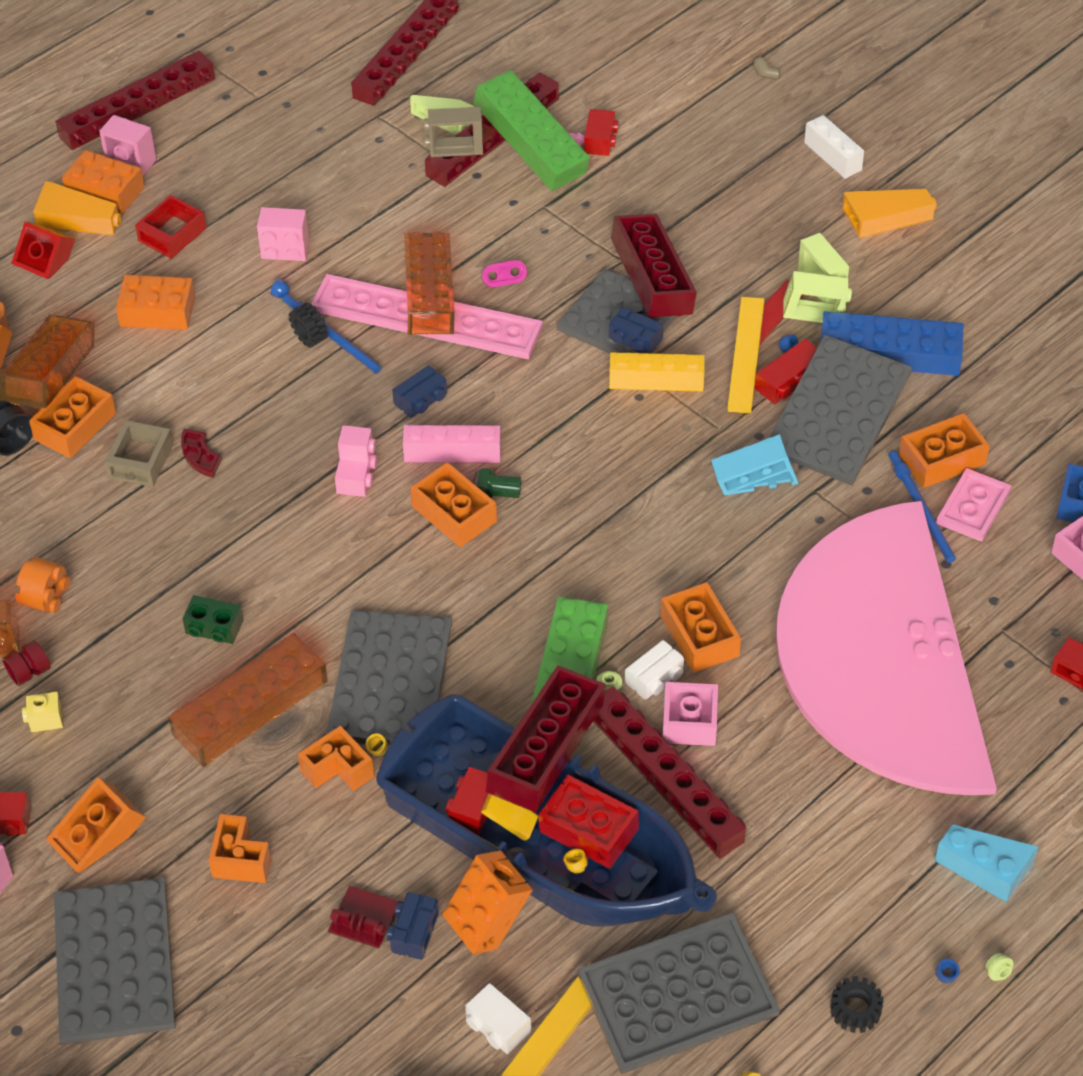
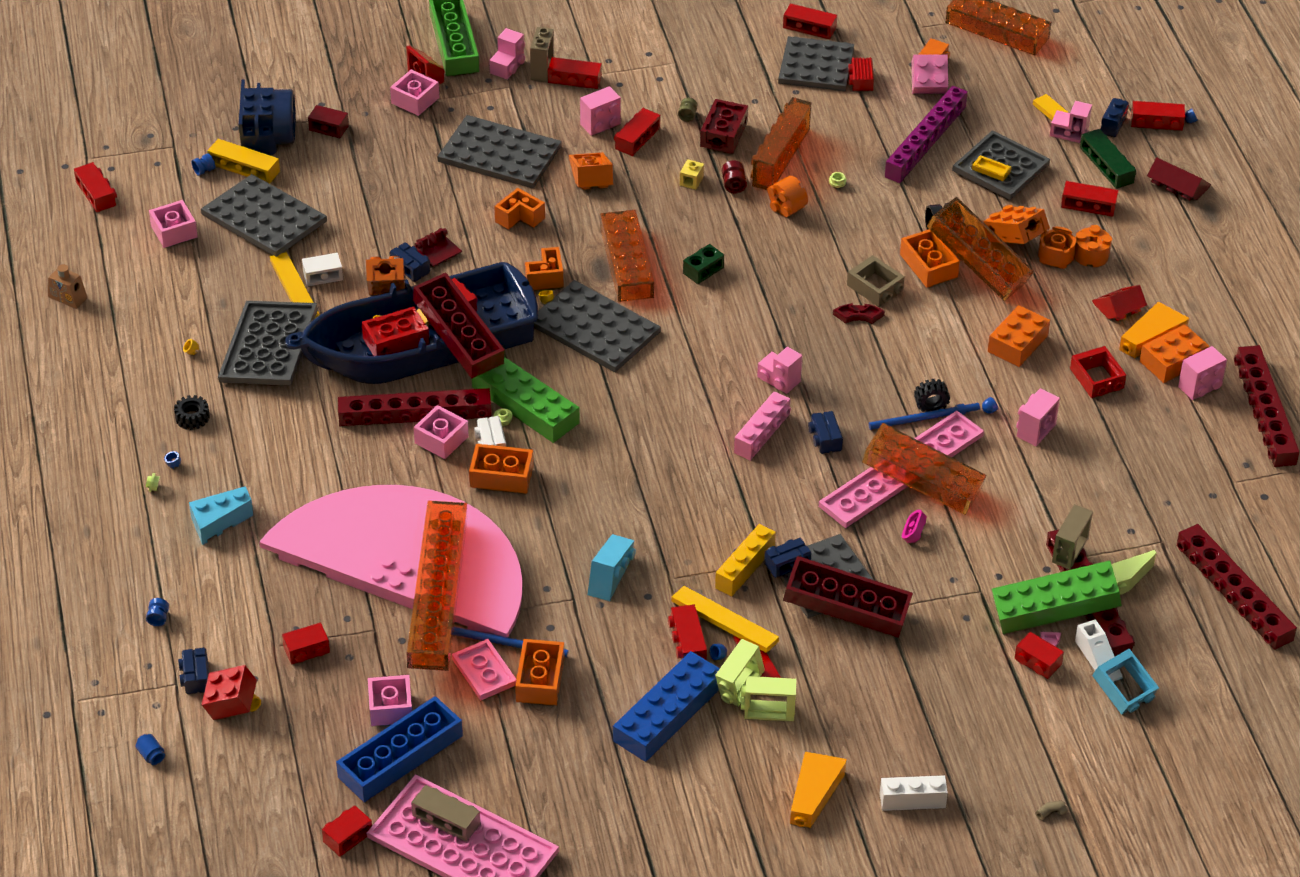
camera: 120 degrees right, 5 degrees down
(453, 504) = (703, 400): orange brick -> none
(497, 485) = (711, 430): dark green piece -> none
(564, 96) = (1095, 646): none -> white slope
(588, 66) = (1137, 671): none -> medium azure window
(840, 408) = (626, 635): dark grey plate -> none
(925, 569) = (437, 586): none -> clear orange brick

